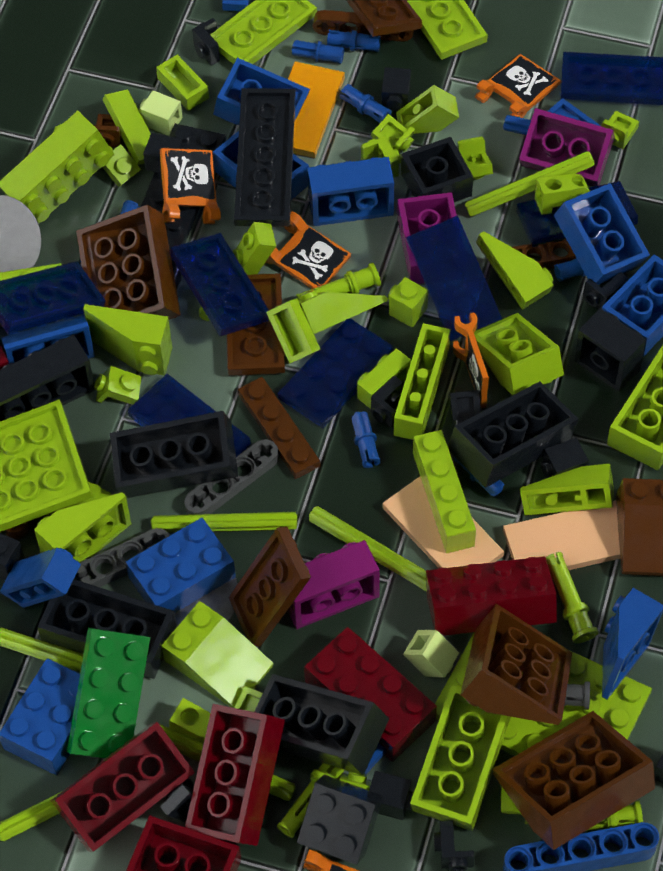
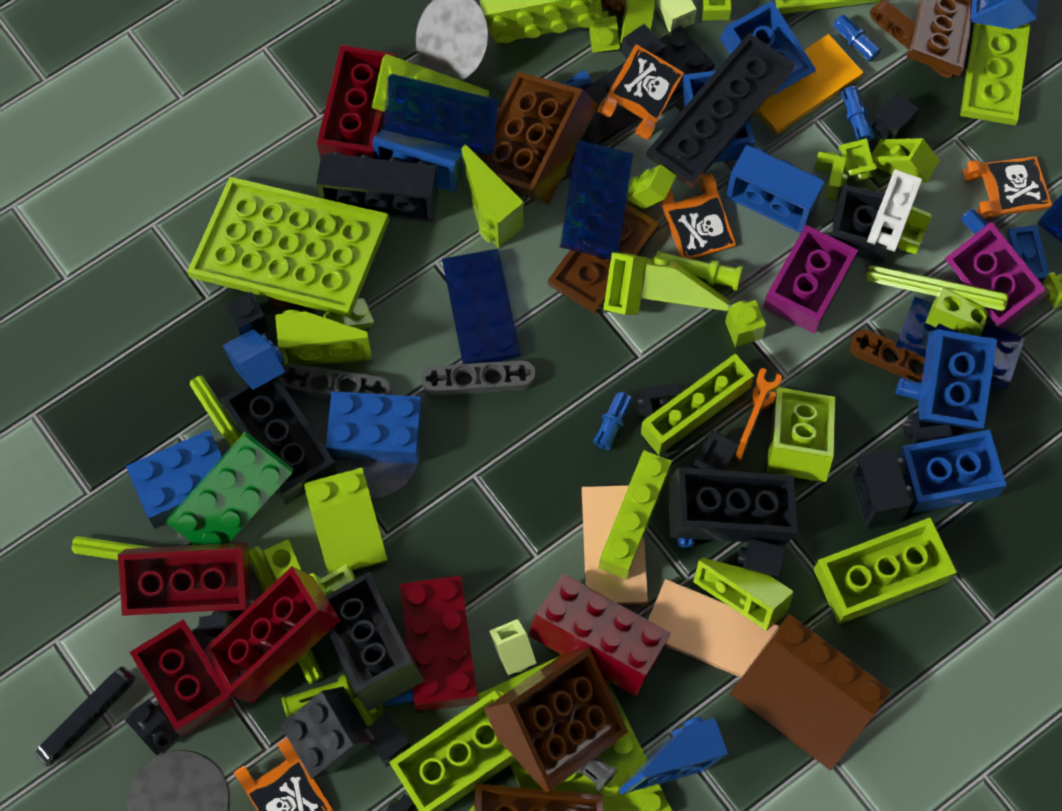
camera: 35 degrees right, 10 degrees up
(118, 385) = (451, 232): lime bracket -> none
(174, 454) = (440, 326): black brick -> none
(228, 522) = (445, 412): lime axle -> none
(269, 586) = (420, 497): reddish brown plate -> none
(279, 427) = (552, 359): reddish brown plate -> none
(333, 372) = (637, 343): clear blue plate -> none
(337, 584) = (477, 527): magenta brick -> none
(353, 40) = (894, 46): blue pin -> none
(380, 552) = (541, 515): lime axle -> none
(389, 365) = (681, 371): lime piece -> none
(453, 275) = (796, 328): clear blue plate -> none
(456, 145) = (894, 209): none -> white plate
(518, 272) = (861, 365): lime slope -> none
(575, 610) = (663, 697): lime pin -> none

